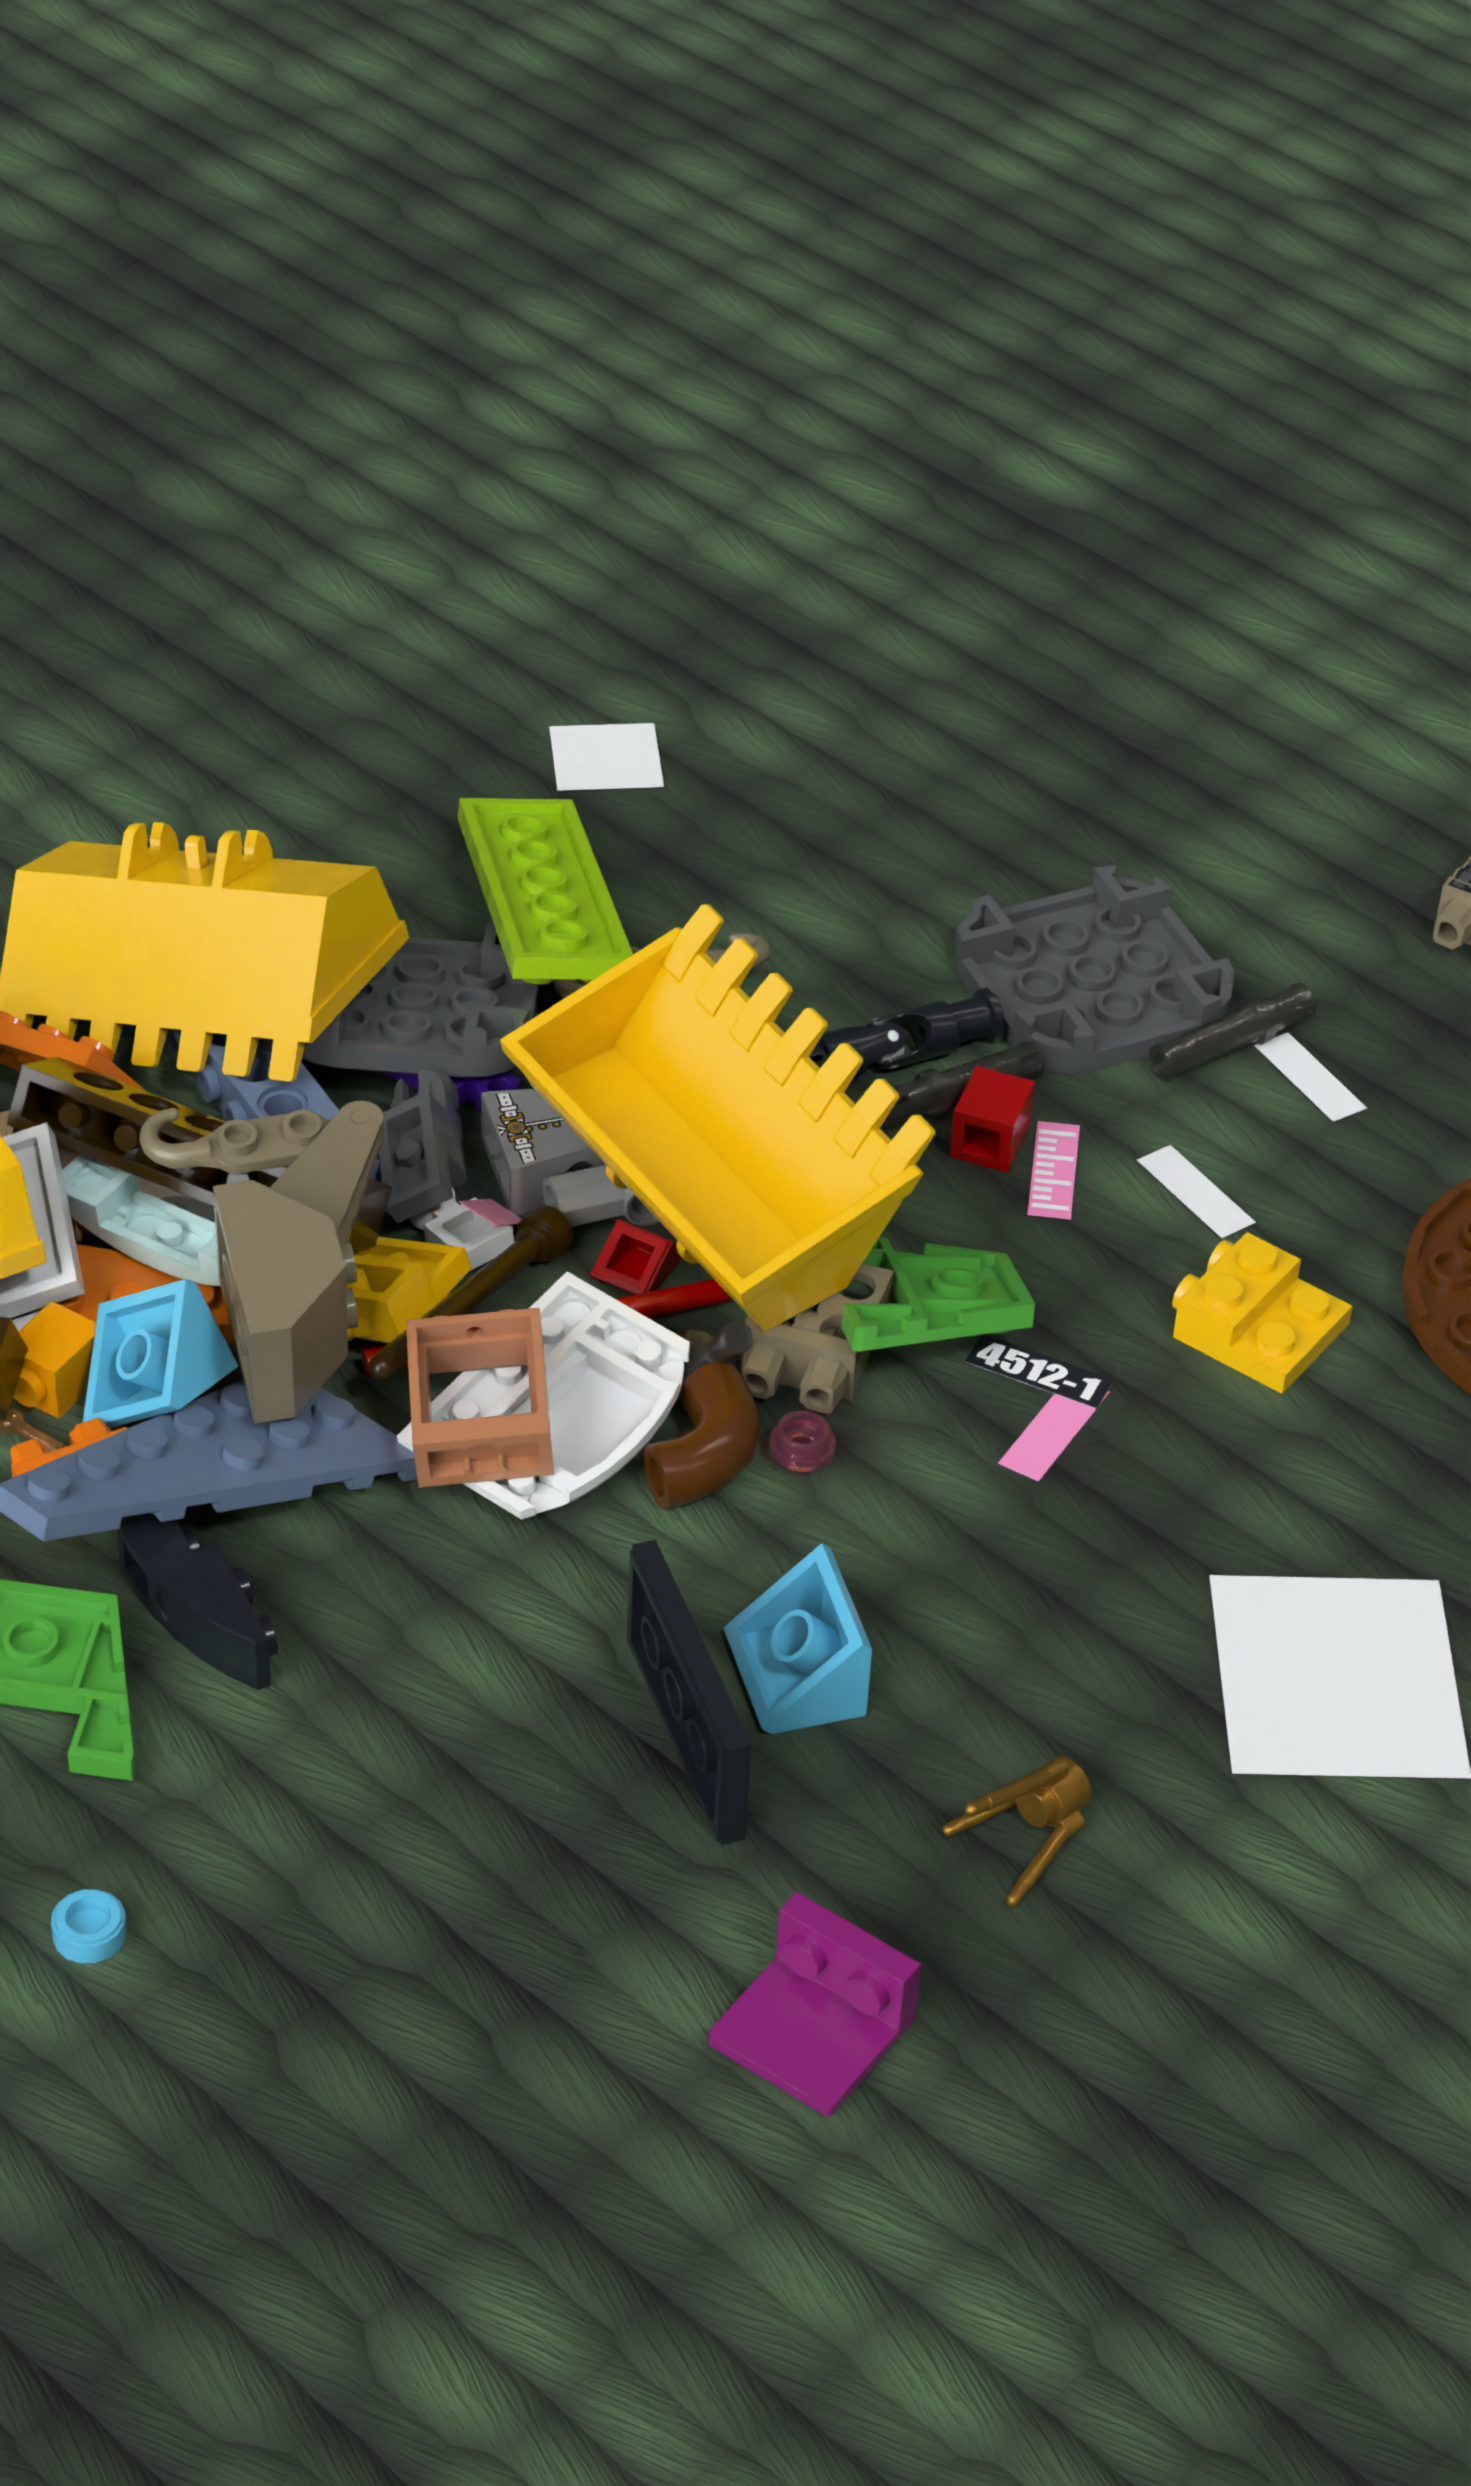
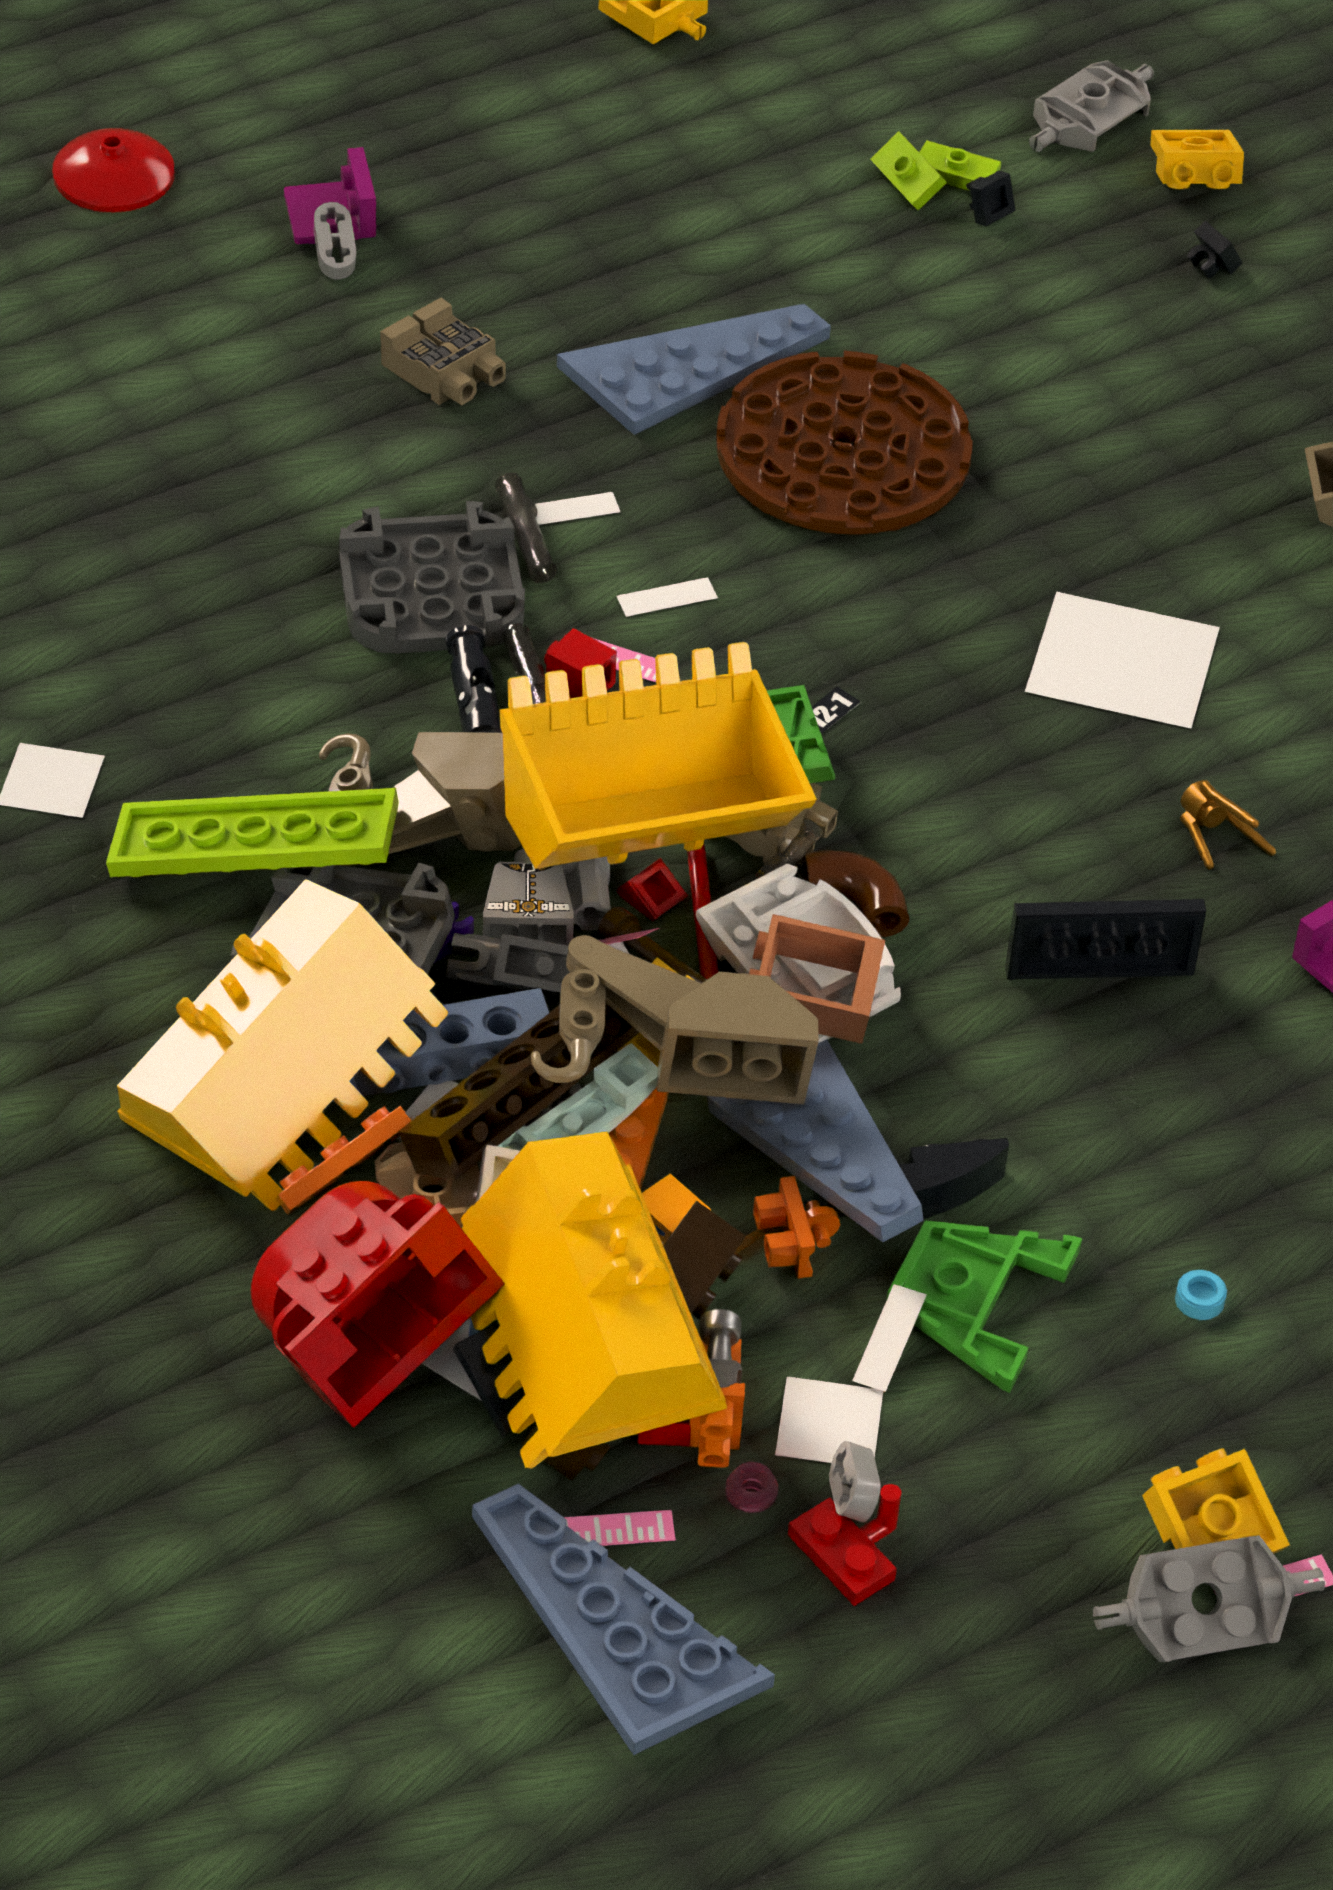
camera: 75 degrees left, 5 degrees up
(154, 1354) = (726, 1149): medium azure slope -> none
(802, 1442) = (865, 841): clear pink plate -> none
(803, 1648) = (1060, 868): medium azure slope -> none
(1047, 1436) = (879, 732): bright pink sticker -> none
(1257, 1312) = (808, 597): yellow plate -> none

